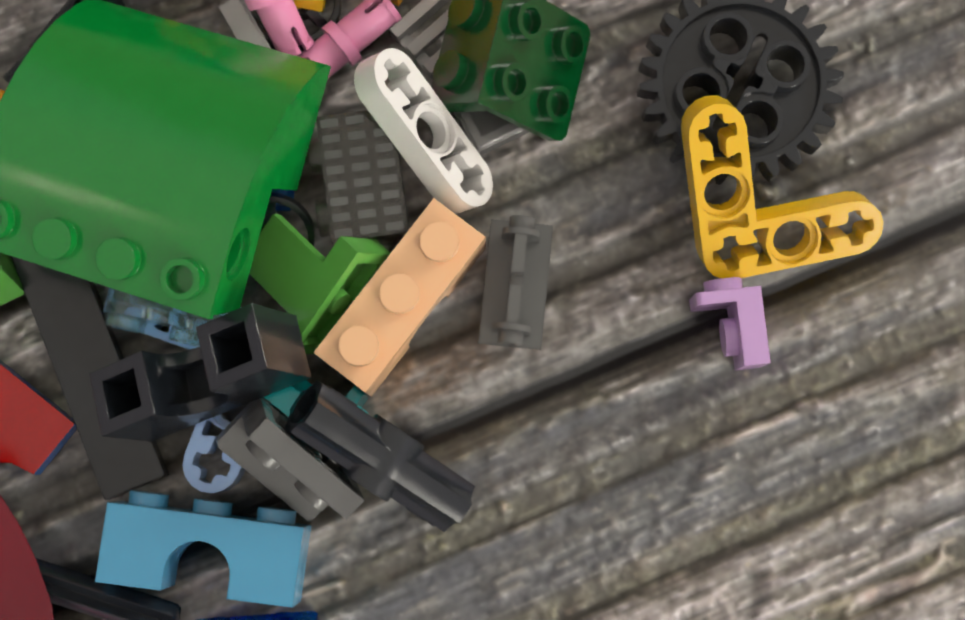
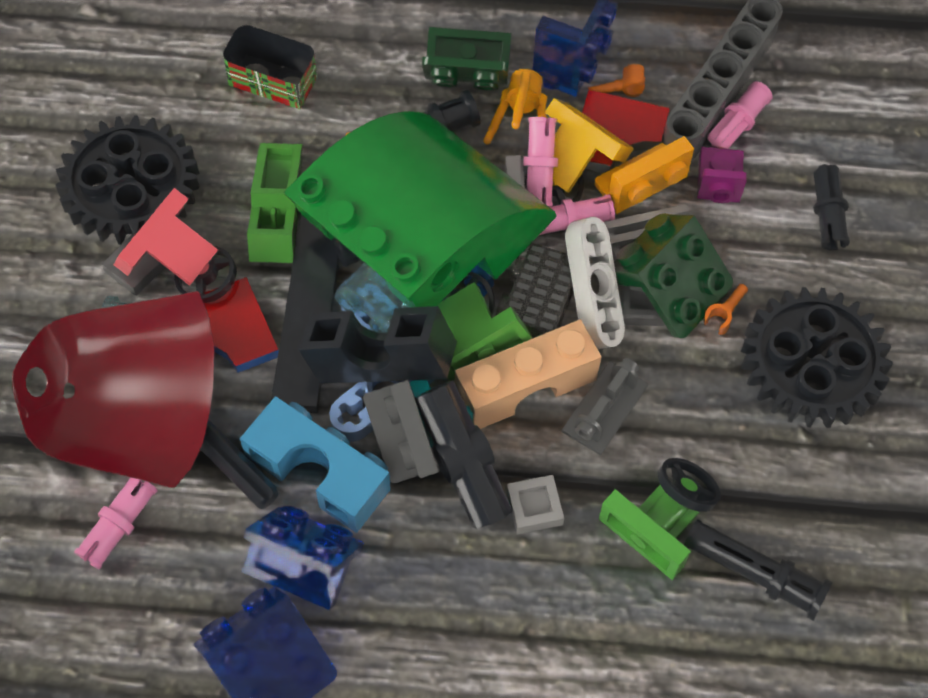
camera: 25 degrees right, 20 degrees down
(496, 460) = (535, 504): none -> light grey plate
(599, 68) = (725, 310): none -> orange hand
(654, 385) = (663, 515): none -> bright green piece
(740, 218) = (775, 432): yellow beam -> none
(744, 330) = (747, 489): lavender bracket -> none
(829, 394) = (779, 578): none -> black pin

